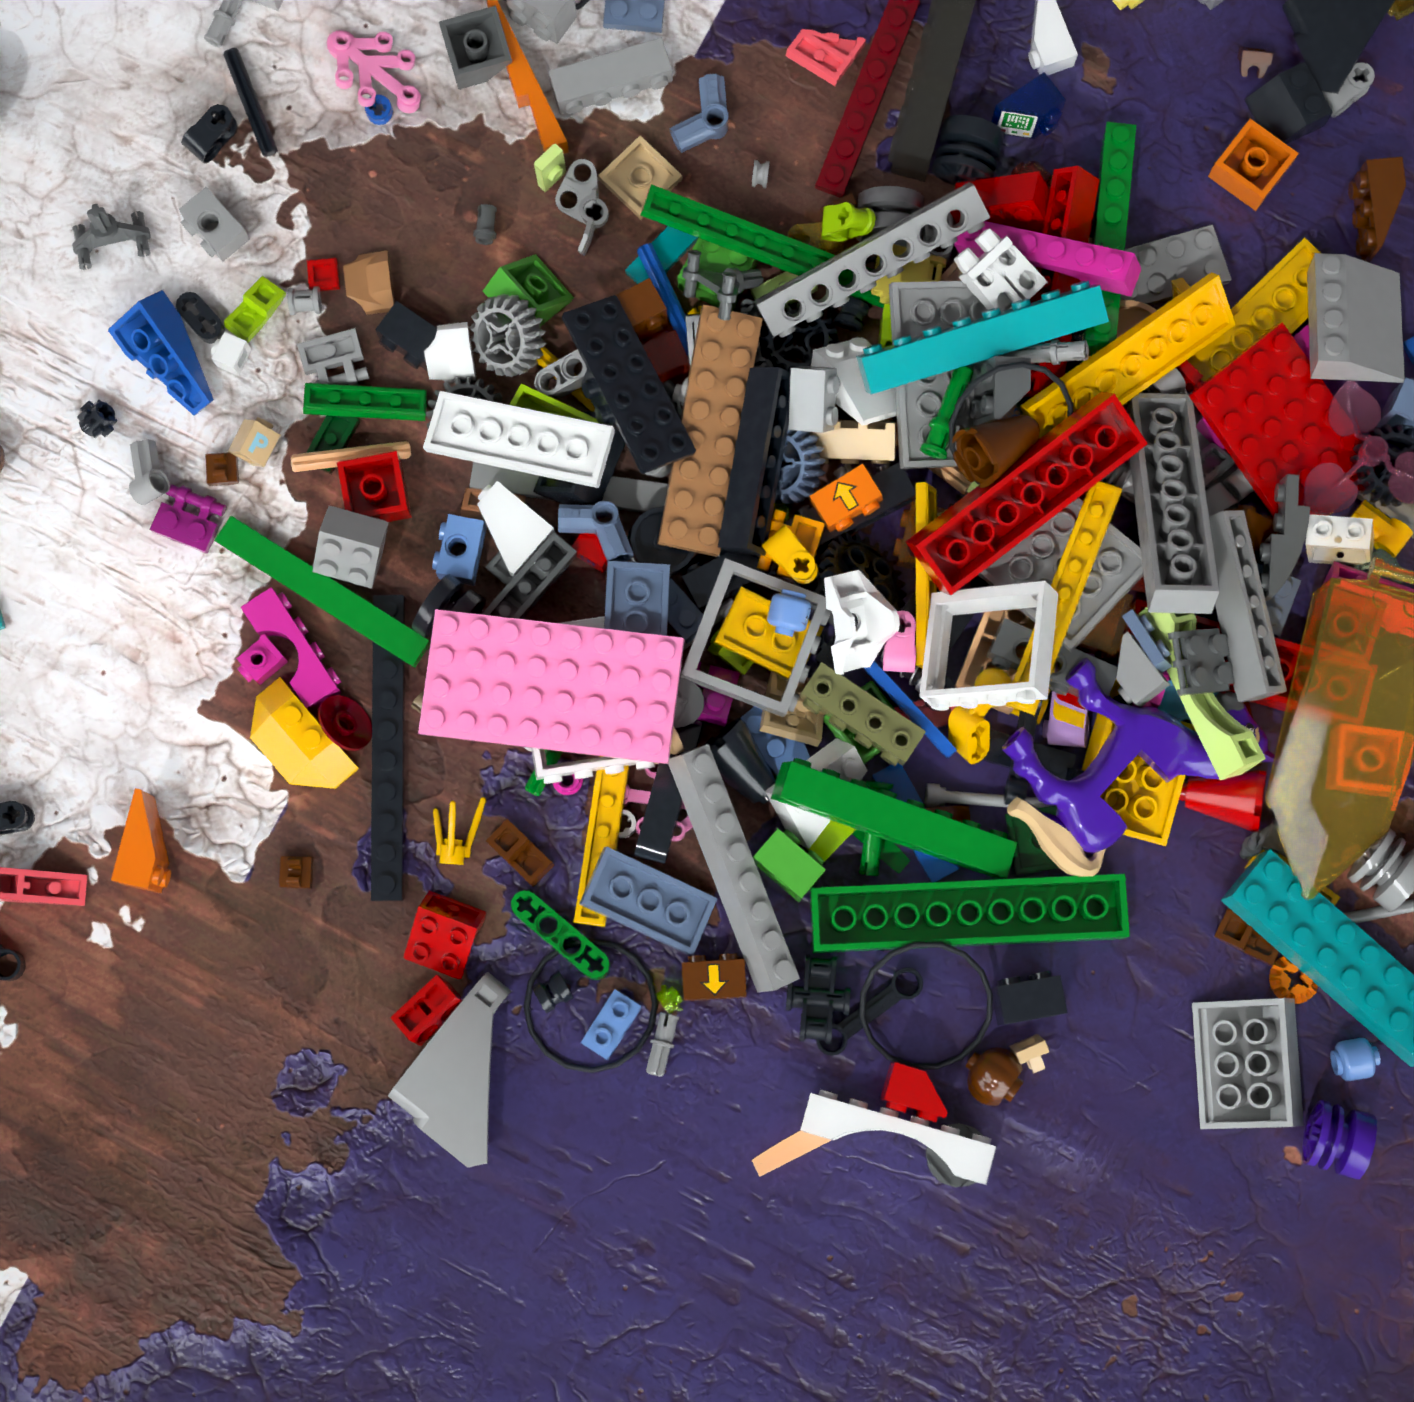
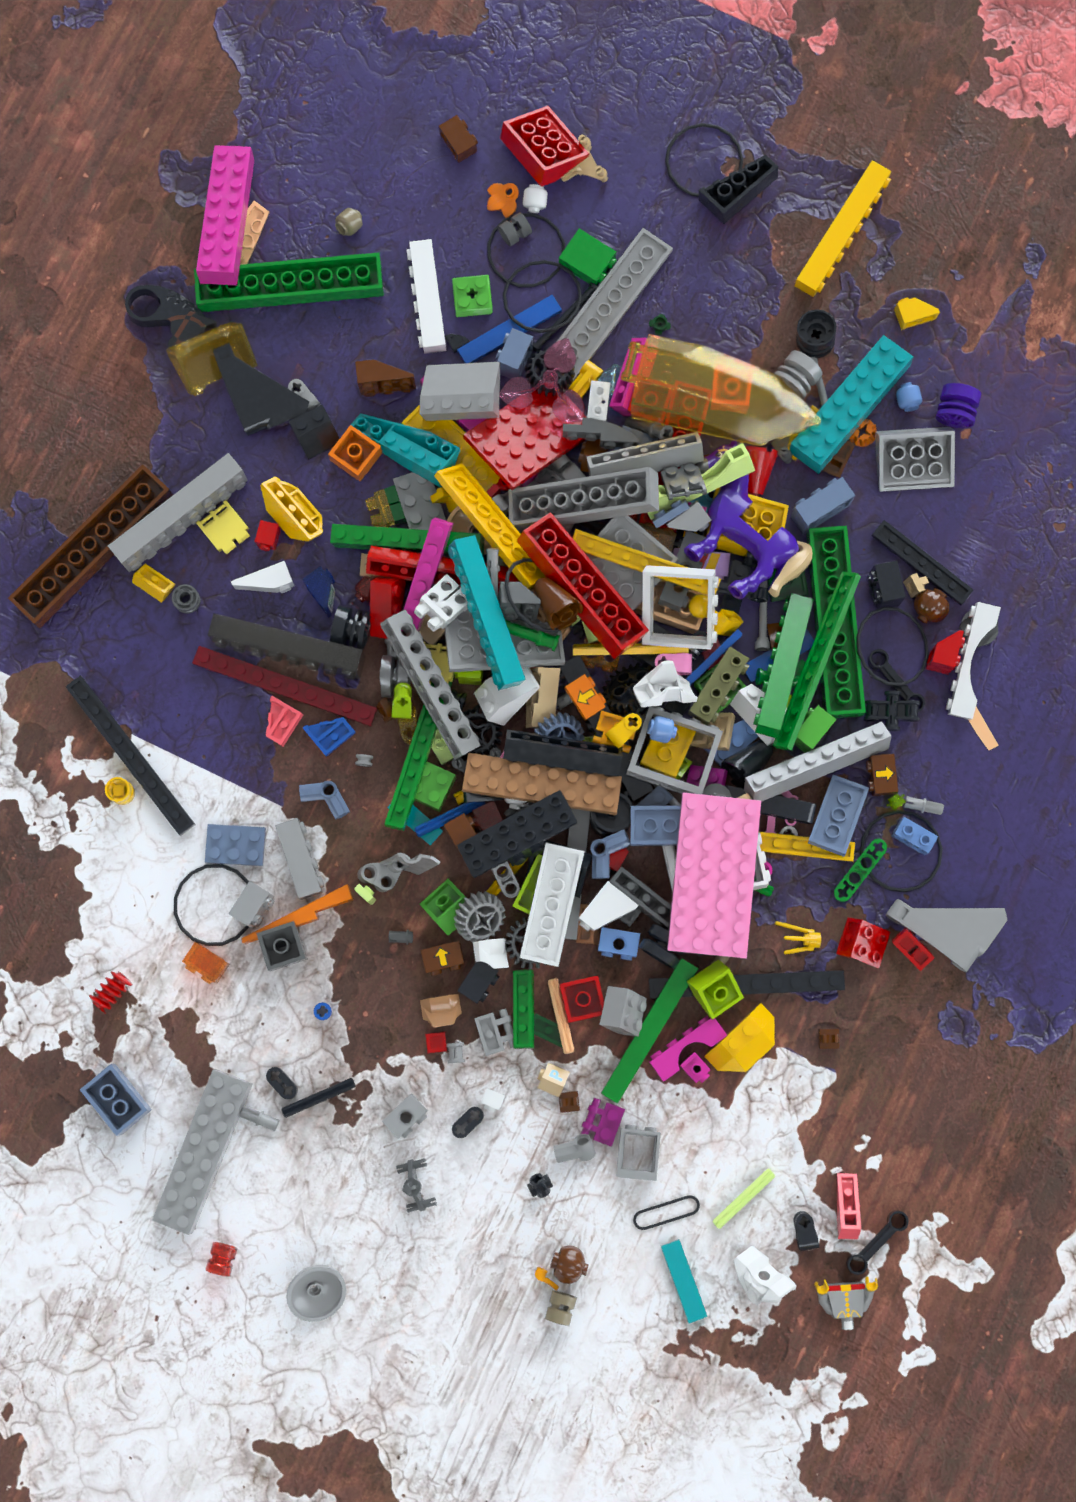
camera: 90 degrees left, 0 degrees up
(33, 612) = (664, 1204): none -> black piece
(58, 727) = (749, 1193): none -> yellowish green axle
(105, 562) = (638, 1174): none -> light grey window
(142, 851) = (830, 1134): orange slope -> none
(159, 341) = (486, 1146): blue wedge -> none
(208, 136) = (345, 1125): black piece -> none
(255, 310) = (461, 1086): lime slope -> none
(274, 50) = (285, 1080): none -> black beam
(345, 722) = (737, 1013): dark red dish -> none
(372, 66) = (293, 1017): bright pink plant -> none
(377, 690) = (715, 989): none -> lime slope
(450, 284) = (442, 958): none -> reddish brown brick
(520, 853) = (809, 898): reddish brown slope -> none
(559, 989) = (892, 870): black wheel -> none
(635, 171) = (367, 837): tan plate -> none
(725, 284) = (446, 777): dark grey axle -> none
(802, 124) = (330, 734): none -> blue wing
(813, 399) = (522, 718): brick -> none
(901, 871) = (817, 660): none -> green plate
(1068, 1066) = (922, 562): none -> black plate
(1119, 34) = (267, 535): none -> red brick
(1162, 69) = (291, 510): none -> yellow wedge
(1164, 215) = (389, 508): none -> clear yellow hips
(1166, 900) = (822, 505): none -> sand blue brick
(1254, 57) = (281, 452): tile -> none
(1267, 245) = (409, 446): none -> teal wedge
(1293, 627) = (653, 429): none -> dark grey pin

